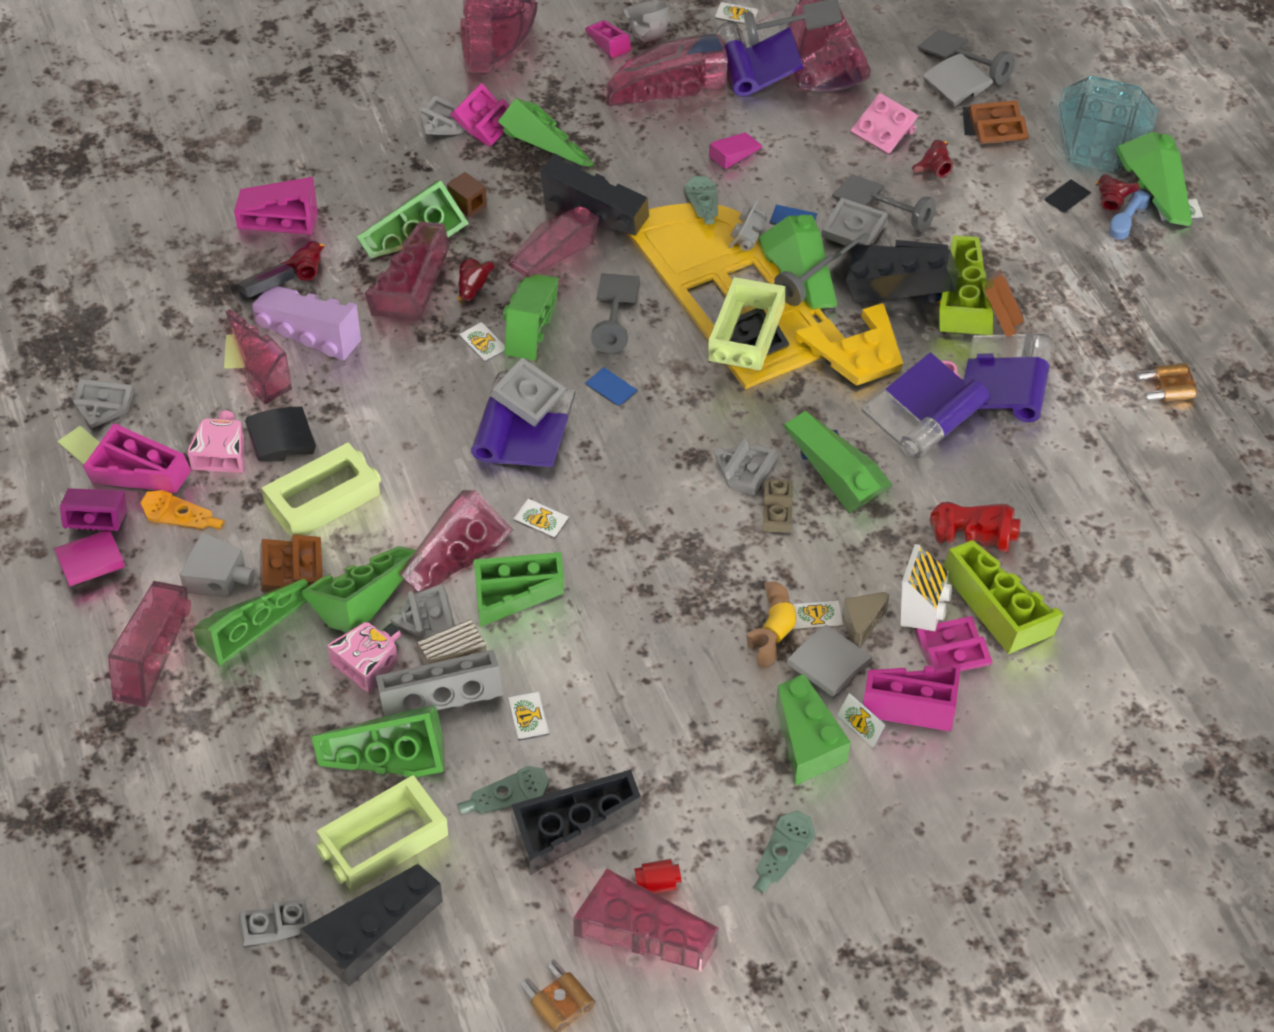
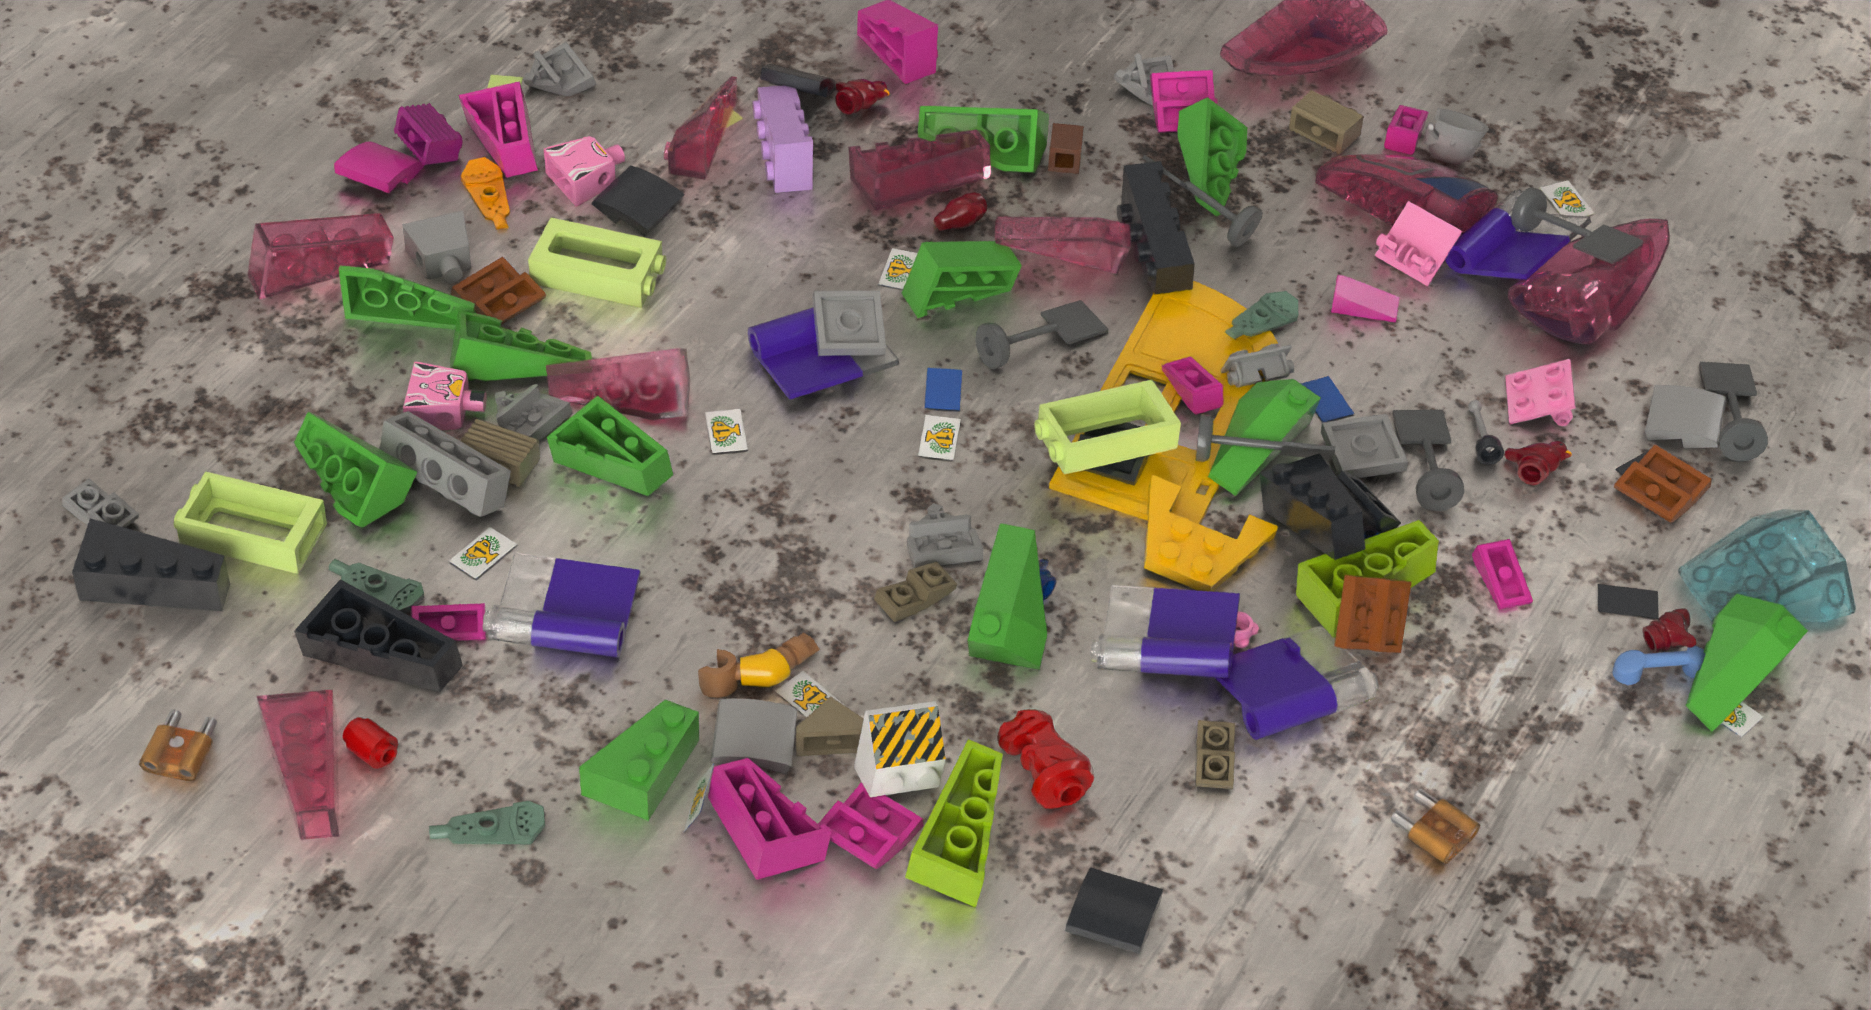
camera: 50 degrees right, 5 degrees down
(571, 66) = (1326, 122): none -> dark tan brick
(581, 767) = (456, 621): none -> dark pink slope
(624, 157) = (1242, 225): none -> dark grey piece
(627, 696) = (564, 605): none -> dark purple door
(651, 414) = (939, 437): none -> white sticker
(719, 94) = (1417, 243): none -> bright pink hinge
(731, 265) = (1194, 385): none -> dark pink slope
(905, 173) = (1487, 442): none -> black hinge
(1004, 232) = (1502, 574): none -> dark pink slope
(1027, 444) = (1215, 754): none -> dark tan slope
(1116, 567) = (1114, 910): none -> black slope

